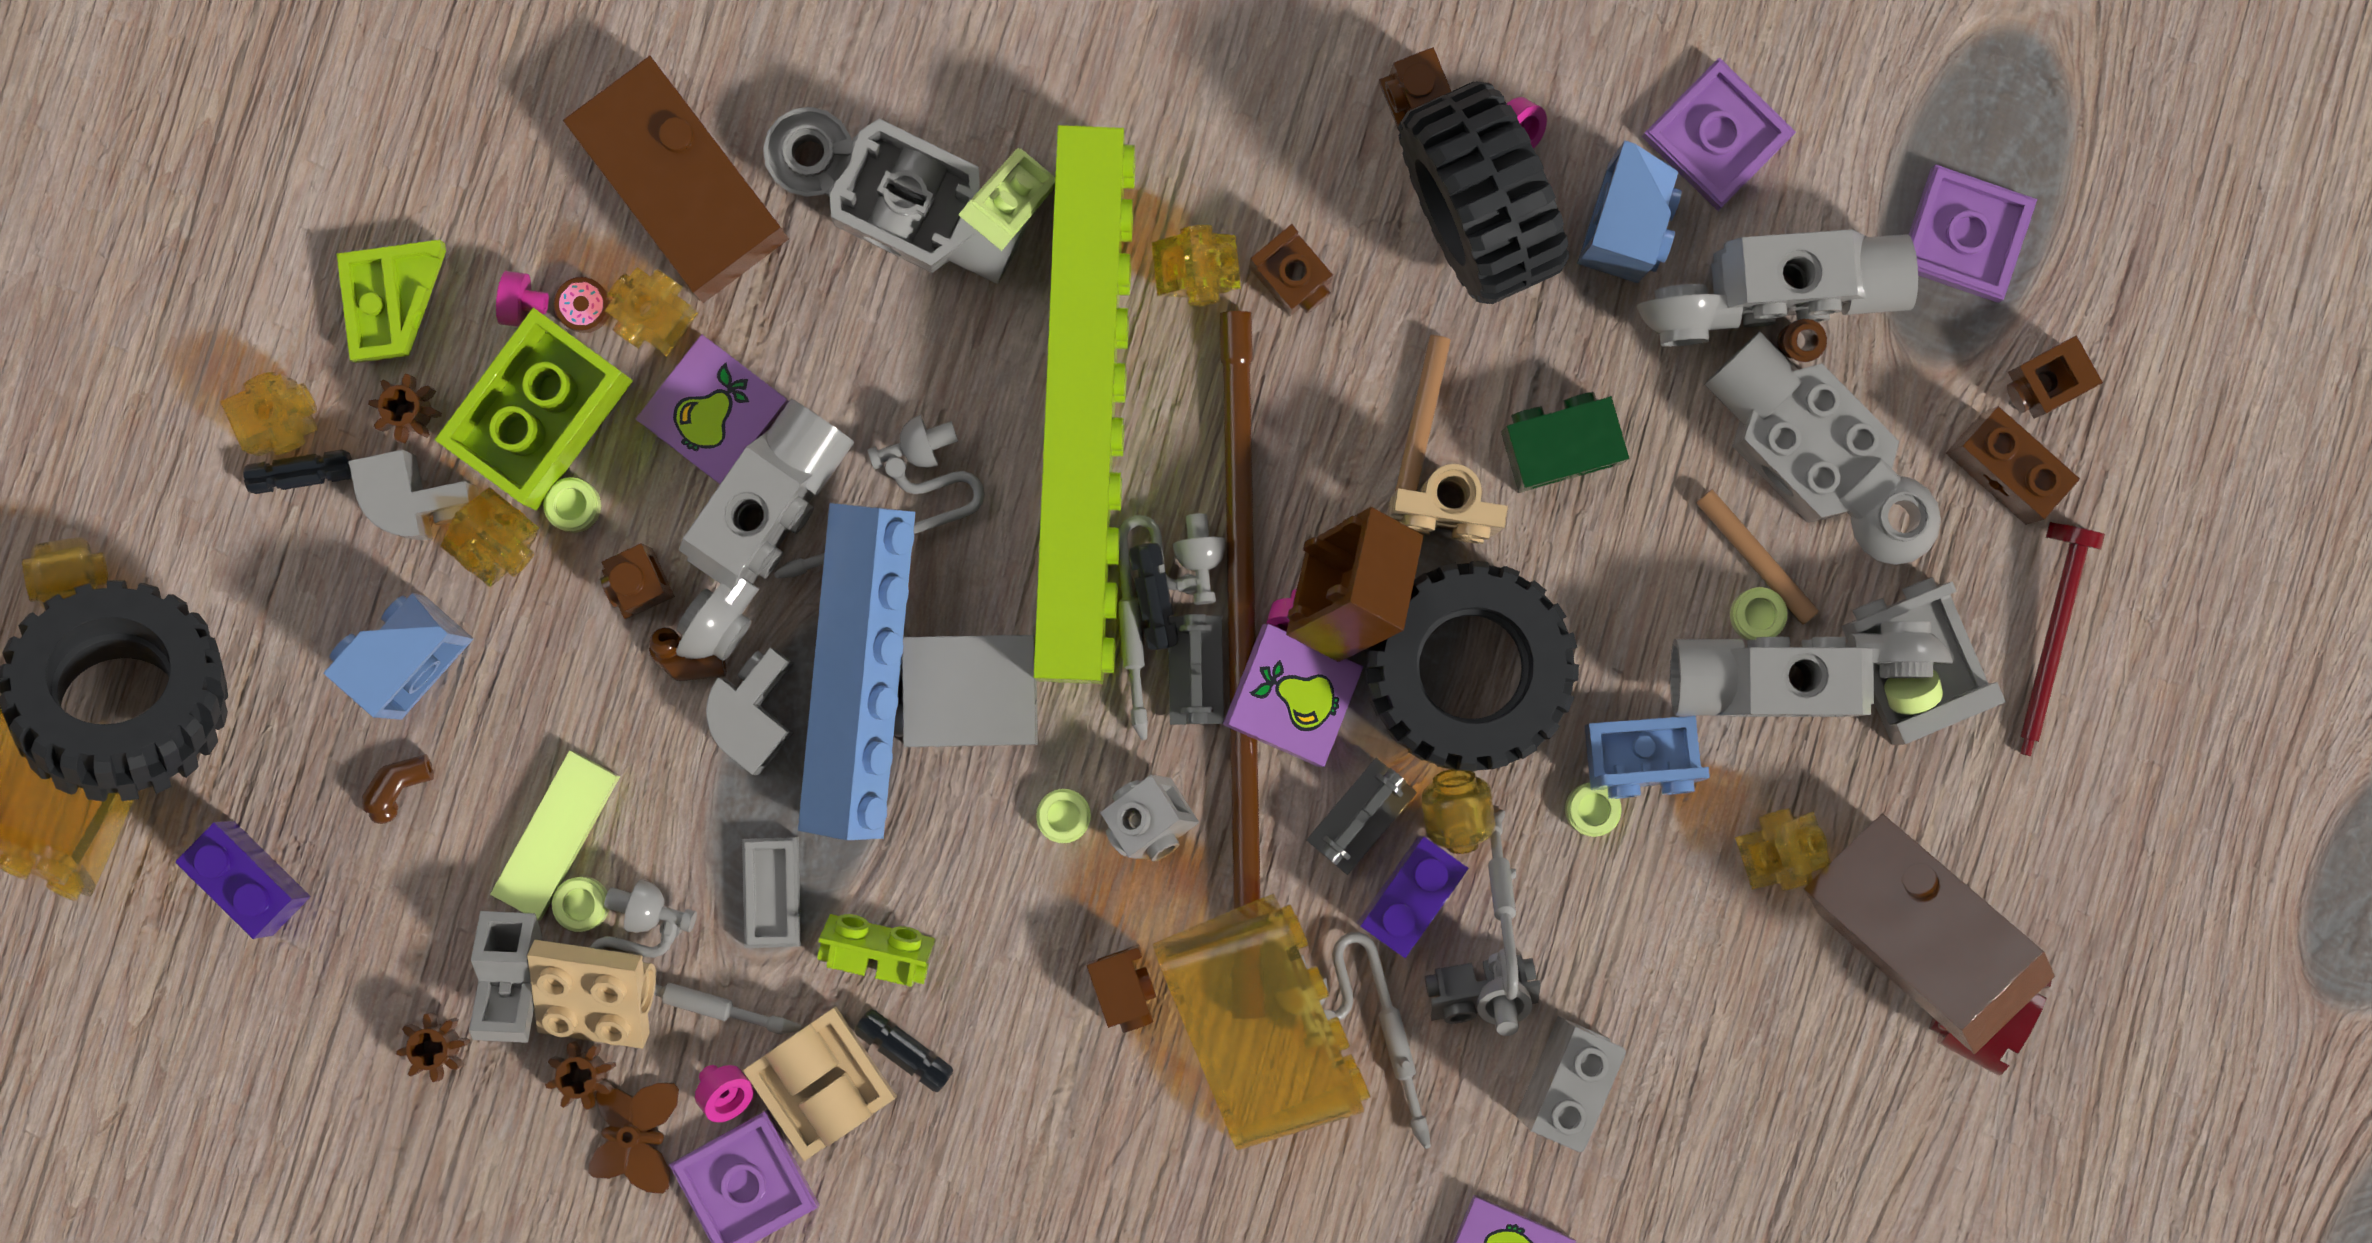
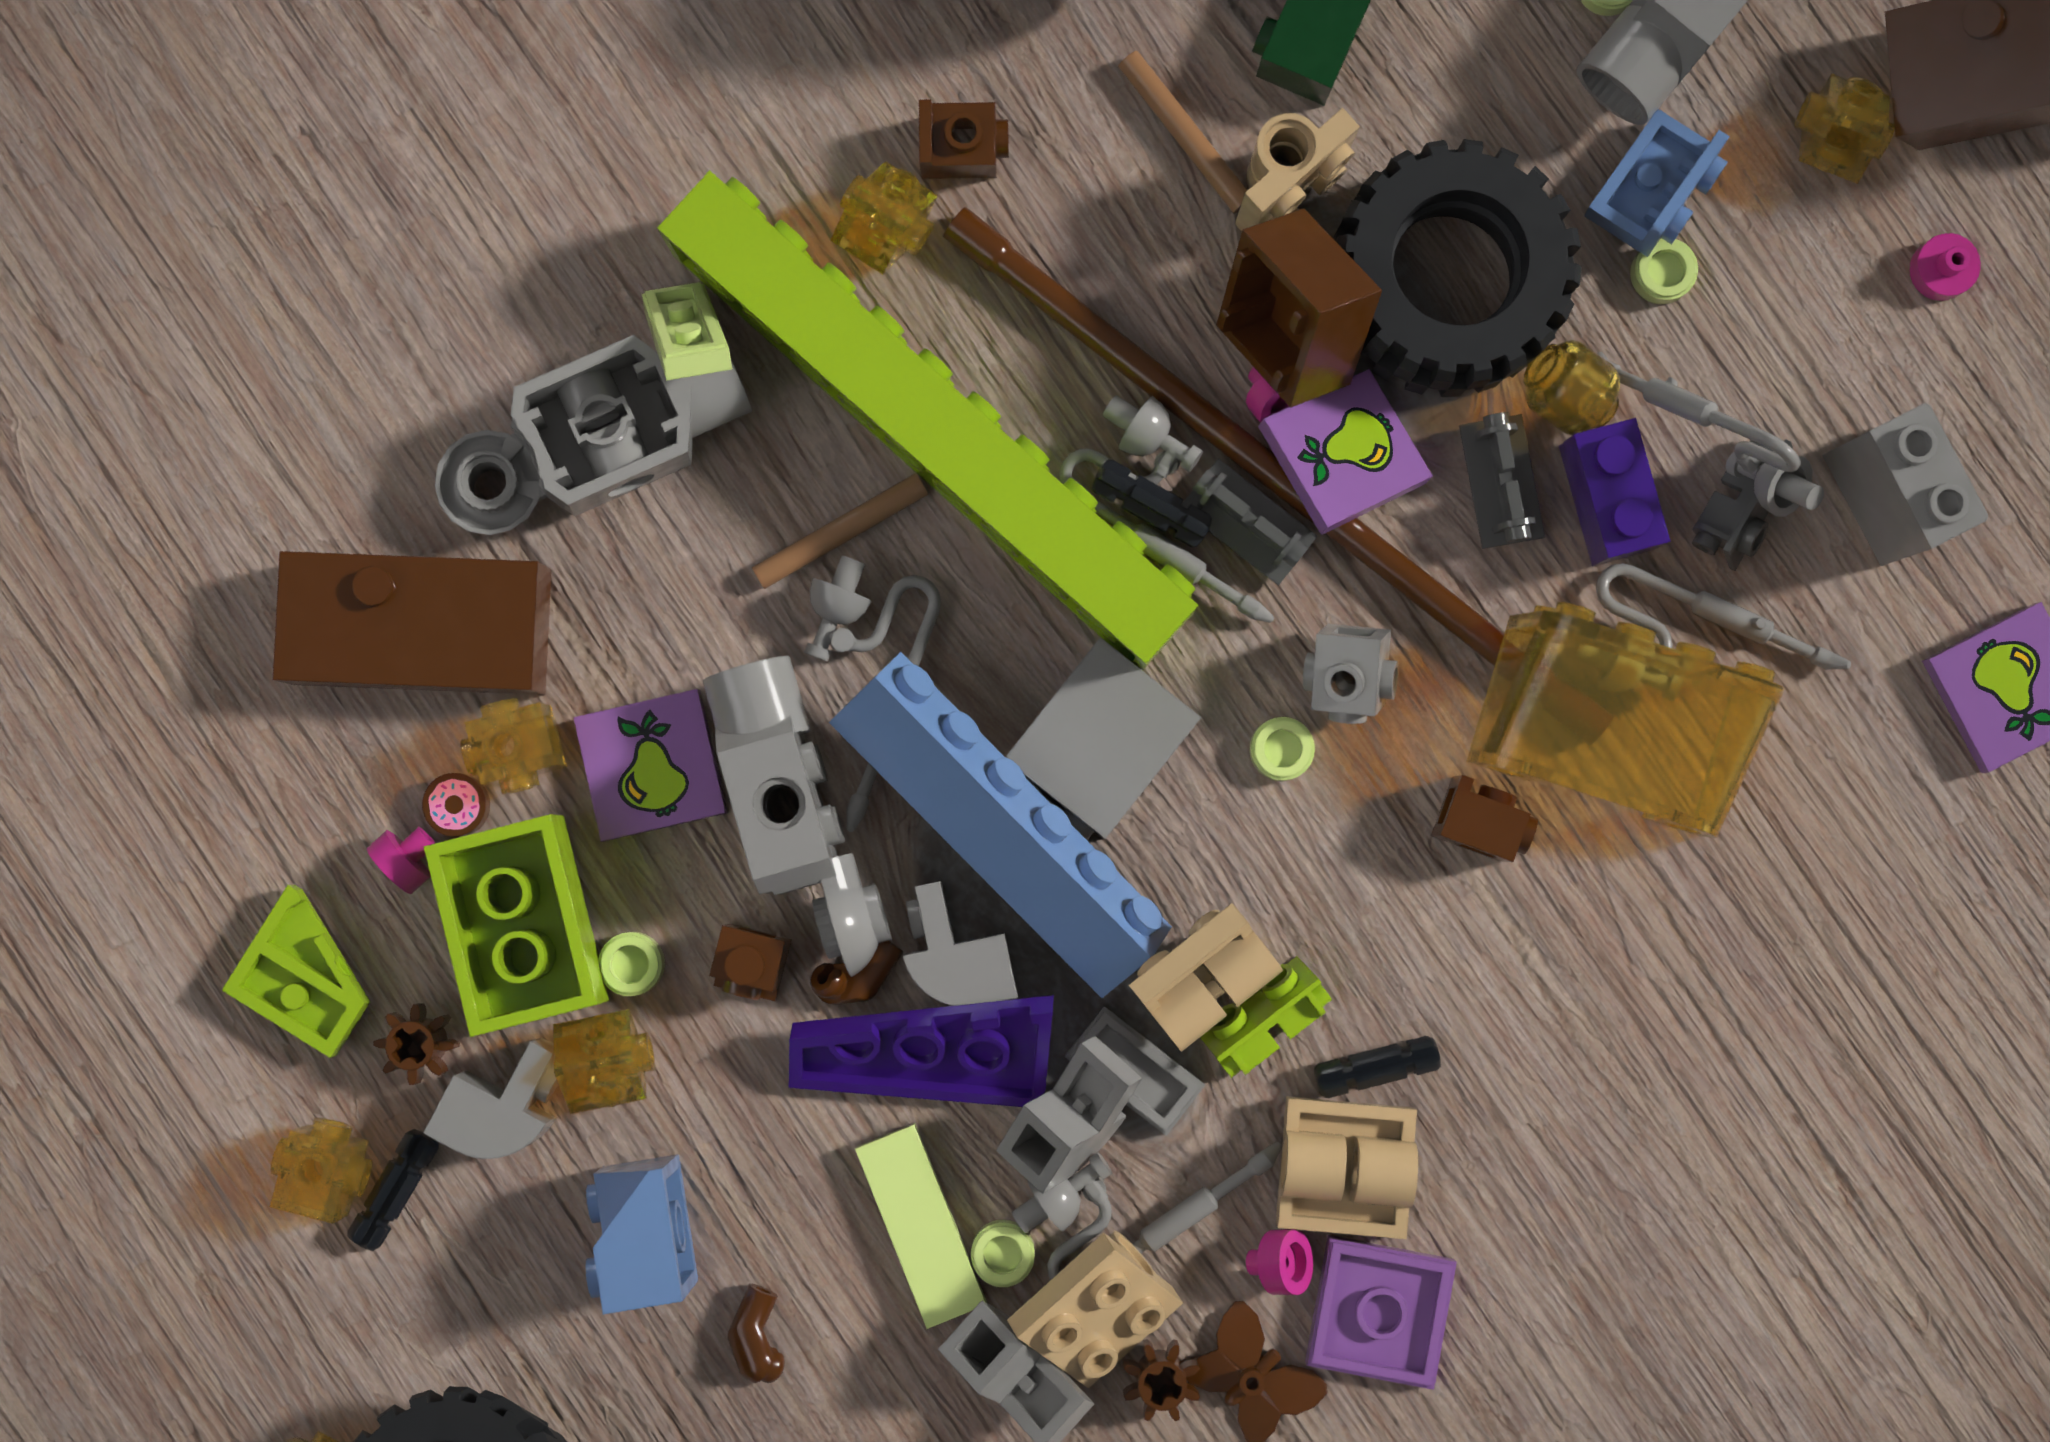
camera: 45 degrees left, 0 degrees up
(676, 755) = (941, 1053): none -> dark purple wing
(701, 877) = (1072, 1120): none -> light grey brick
(882, 884) = (1214, 960): none -> tan plate
(968, 406) = (840, 531): none -> medium nougat bar
(1740, 988) = (1945, 267): none -> dark pink tile

